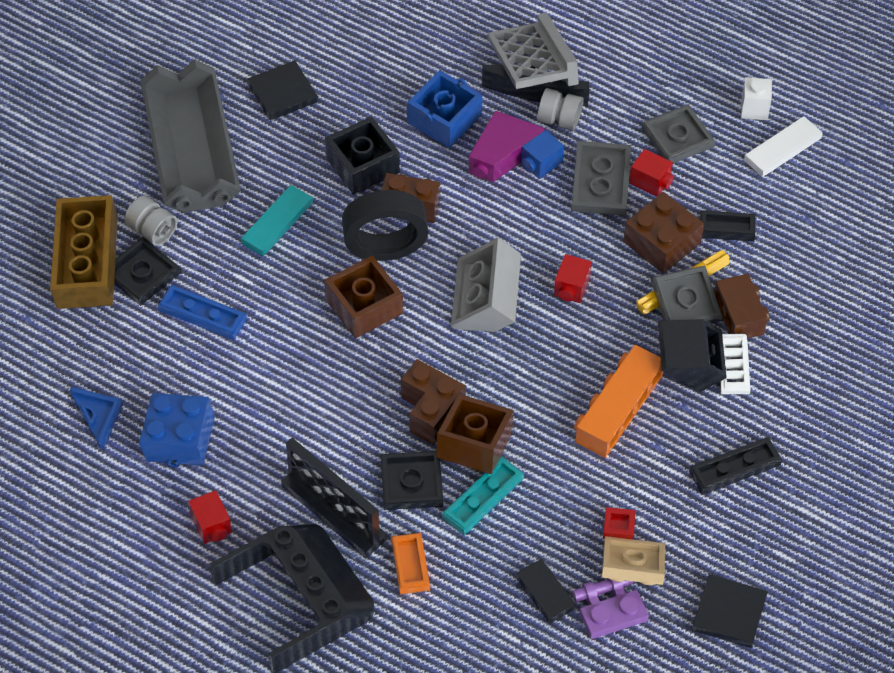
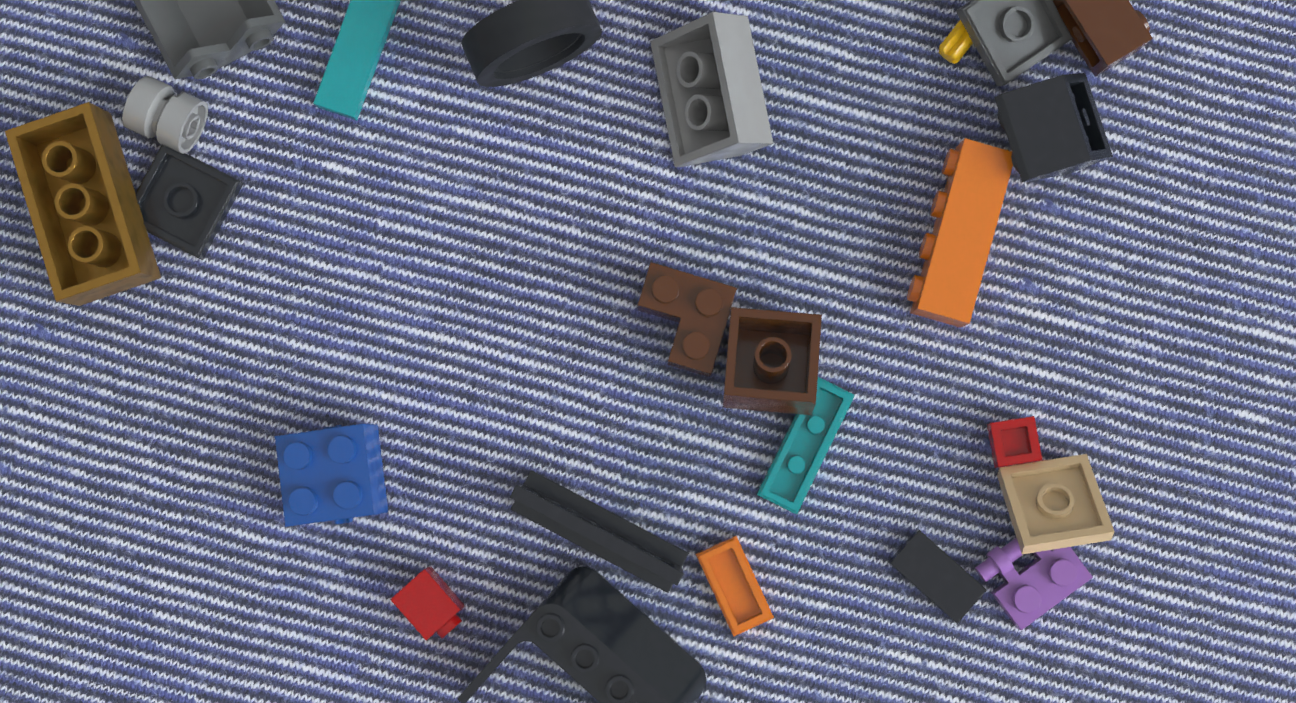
camera: 15 degrees left, 30 degrees up
(98, 412) = (205, 467): blue tile -> none
(202, 312) = (298, 248): blue tile -> none
(363, 296) = (534, 163): reddish brown brick -> none
(411, 480) = (696, 449): black tile -> none
(572, 278) = (835, 37): red brick -> none
(729, 611) = (1201, 532): black tile -> none
(735, 465) = (1151, 290): black tile -> none
(736, 346) = (1120, 100): white slope -> none

